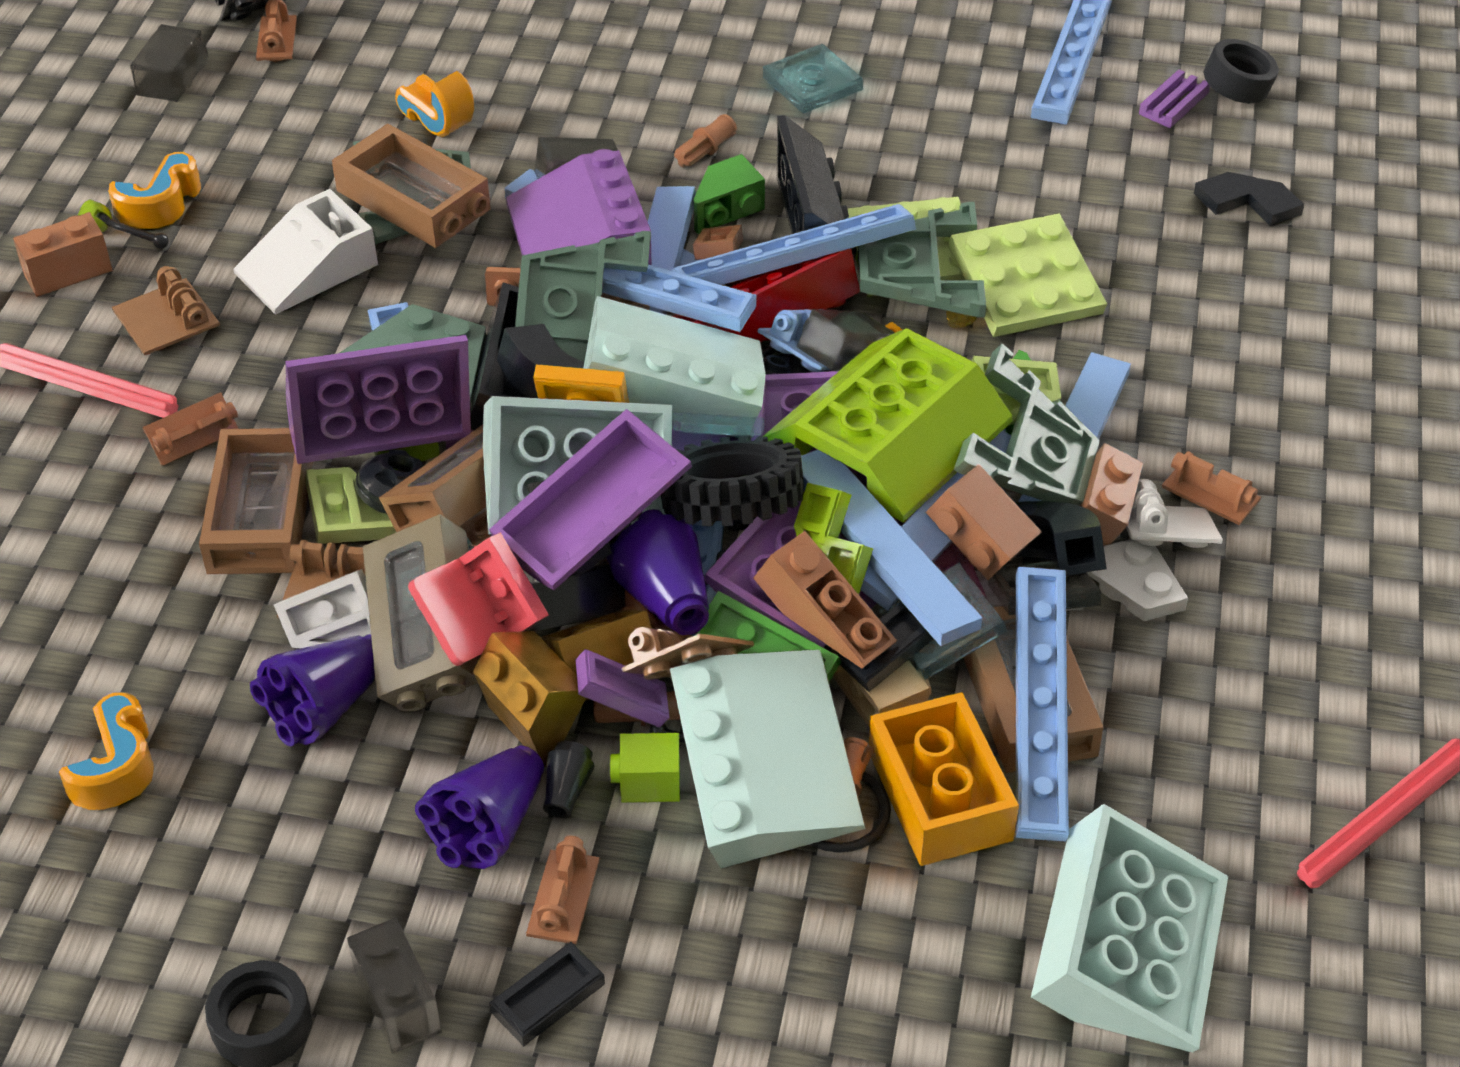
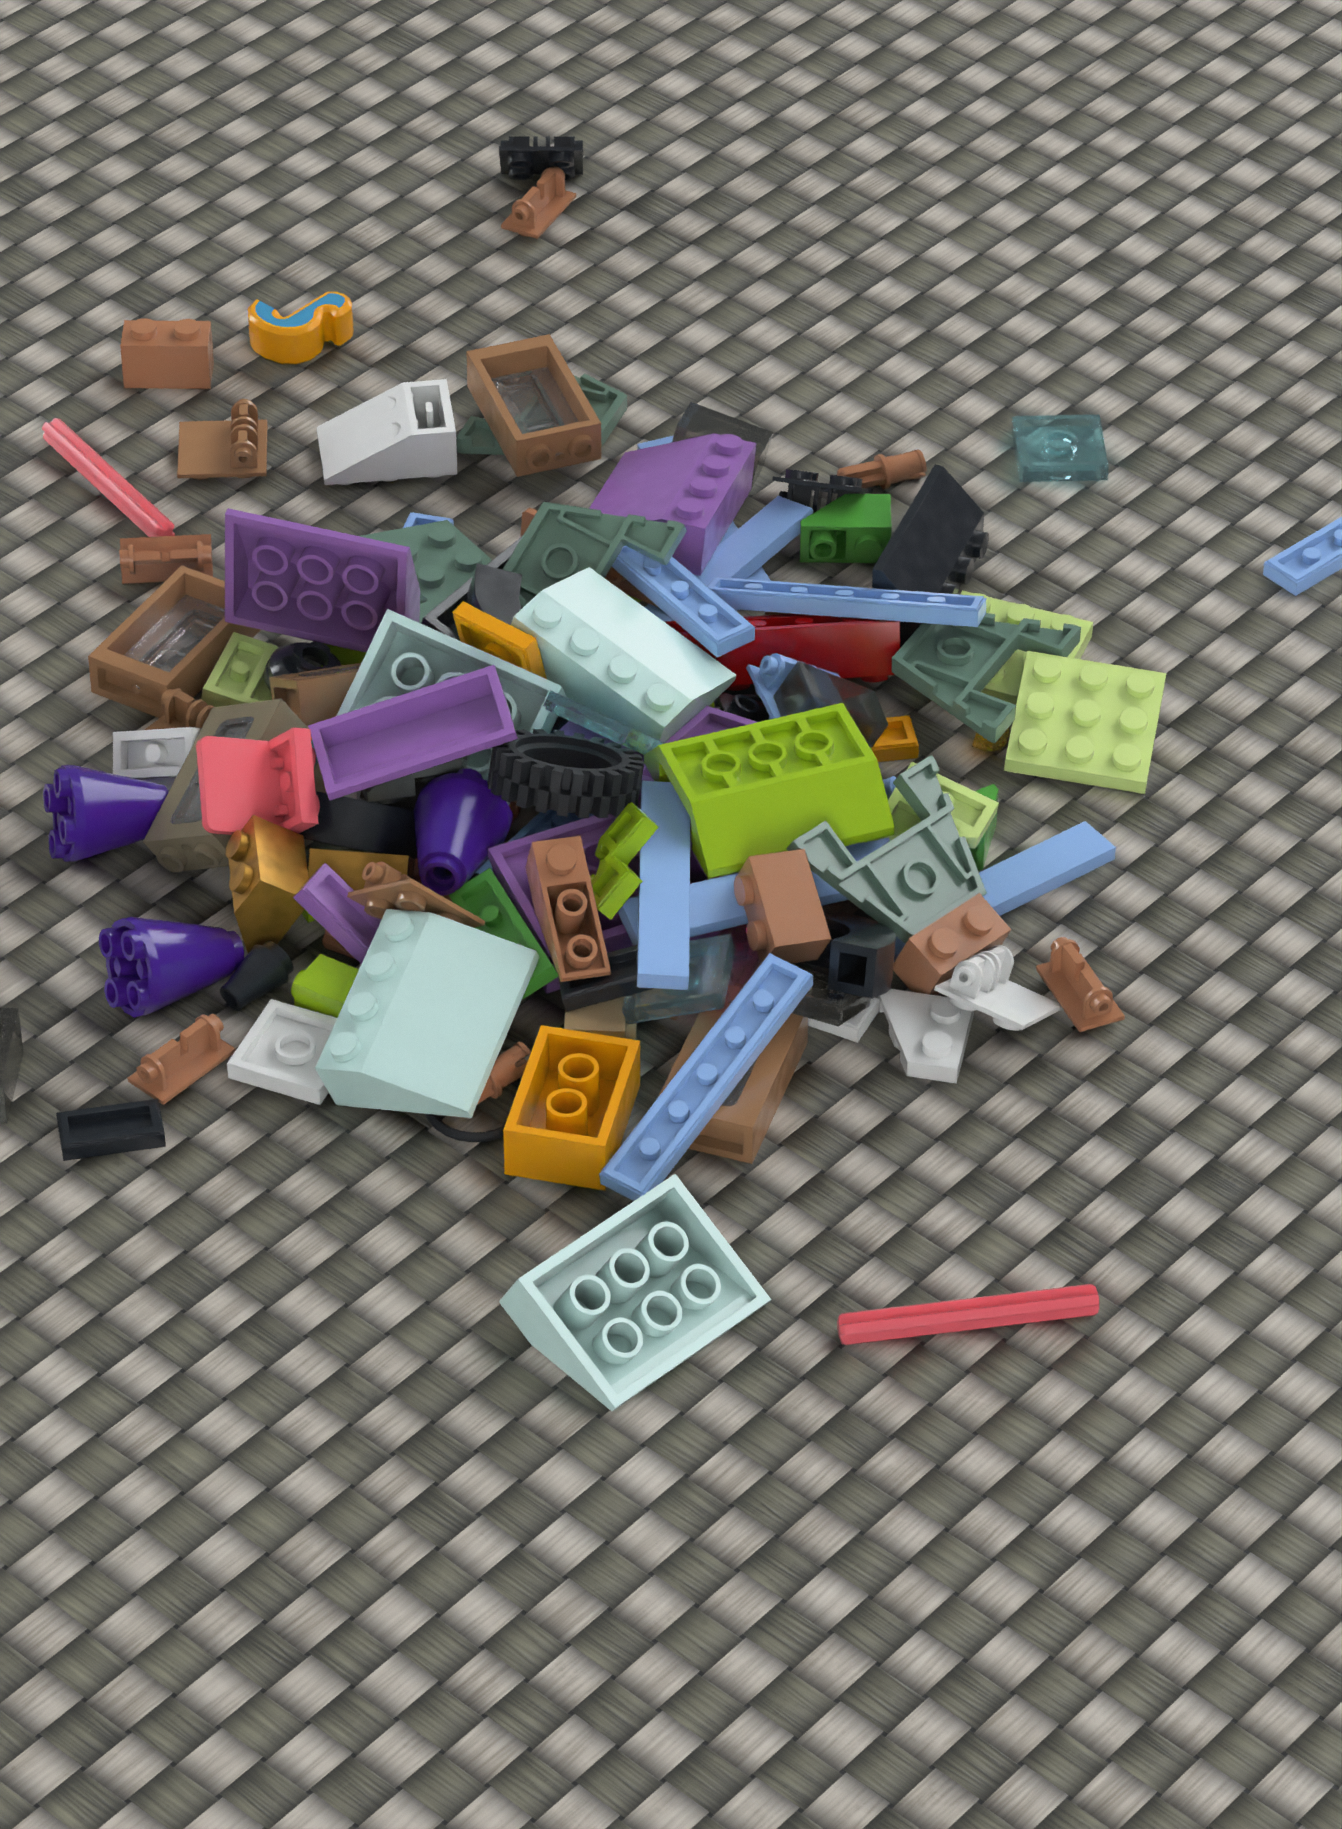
camera: 30 degrees right, 5 degrees down
(103, 218) = (233, 336): hinge -> none
(169, 63) = (407, 200): clear smoke brick -> none
(438, 105) = (635, 335): light orange animal -> none
(655, 836) = (284, 1051): none -> white plate
(663, 170) = (803, 483): none -> black hinge
(717, 241) = (796, 571): nougat plate -> none

